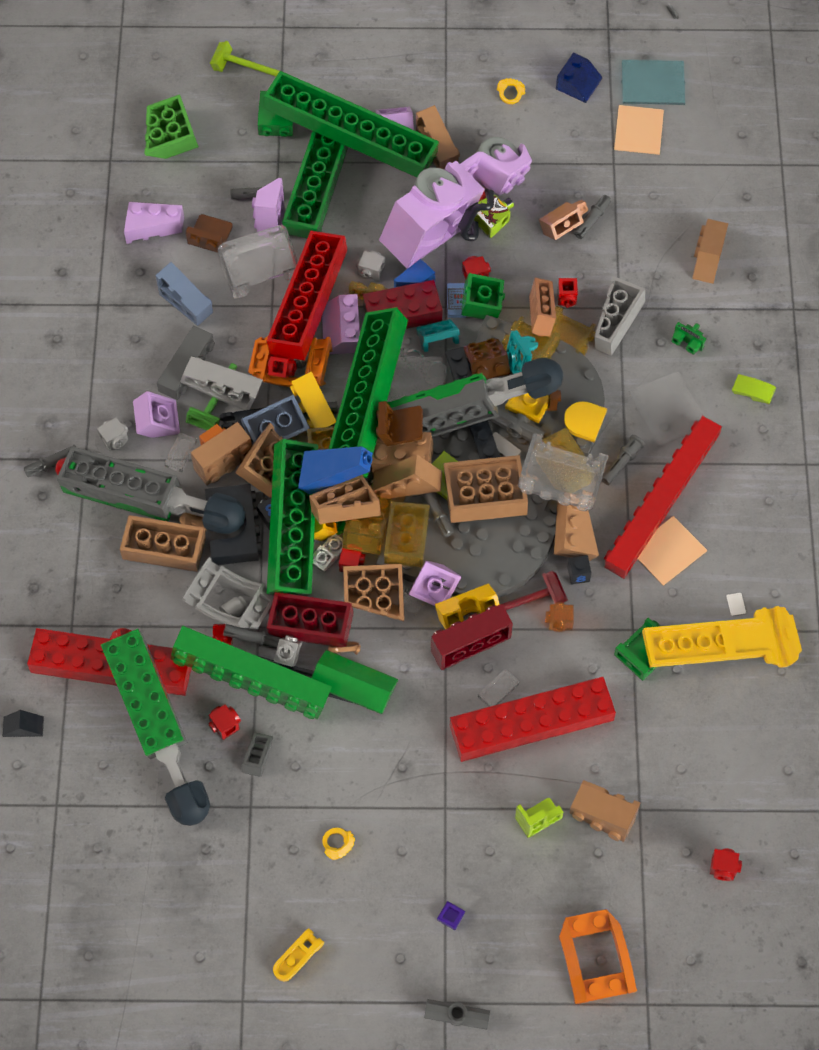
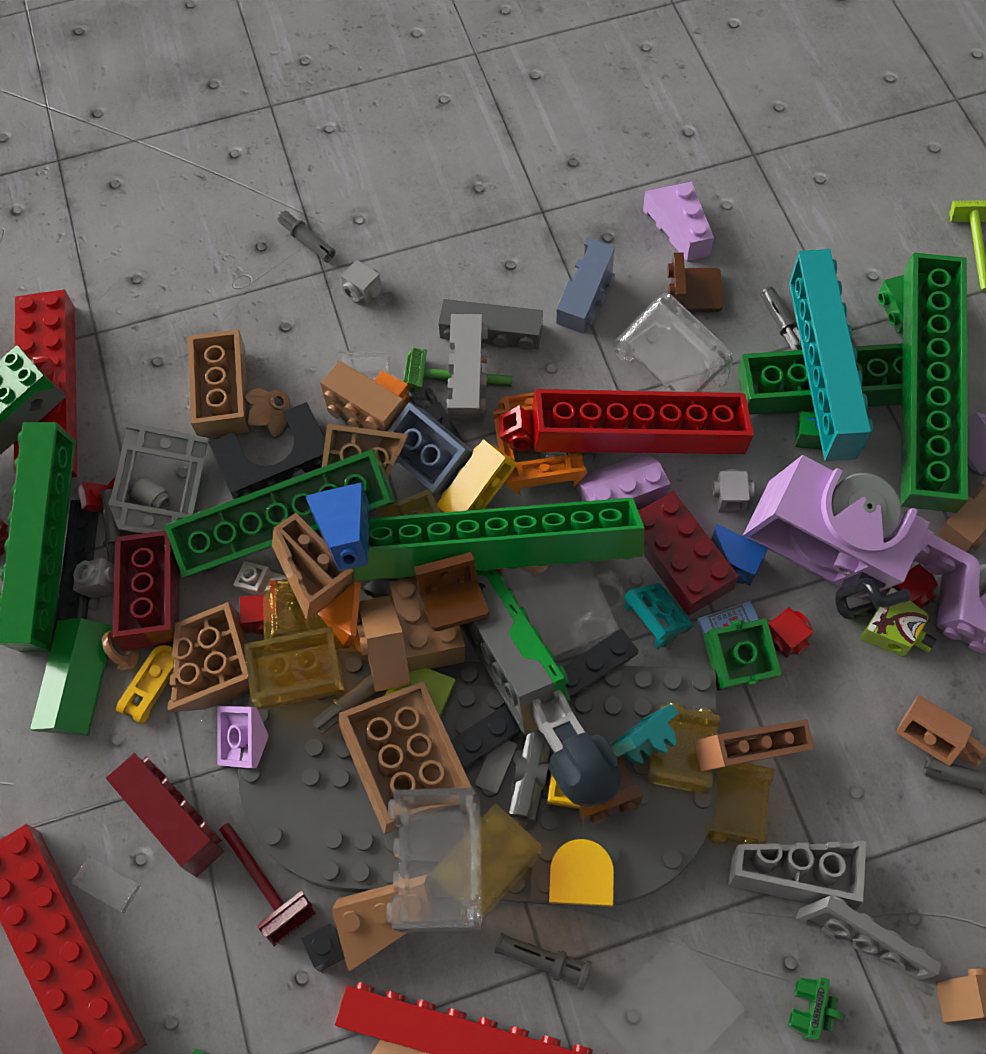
camera: 75 degrees right, 0 degrees up
(142, 490) = (278, 339): dark grey piece -> none
(155, 415) = (403, 319): lavender slope -> none
(168, 129) = (827, 190): bright green wedge -> none
(269, 206) = (755, 328): lavender slope -> none
(310, 171) = (829, 356): none -> teal brick
(347, 206) = (807, 431): none -> green brick
(360, 288) = (686, 493): clear yellow slope -> none
(374, 636) = (148, 684): none -> yellow plate
(385, 493) = (343, 614): none -> orange slope
(475, 600) = (208, 775): yellow arch -> none
(488, 358) = (630, 690): reddish brown bracket -> none
(560, 617) = (237, 942): clear orange brick -> none
(567, 292) = (808, 779): red brick -> none
(660, 297) = (869, 937): none -> light grey wing

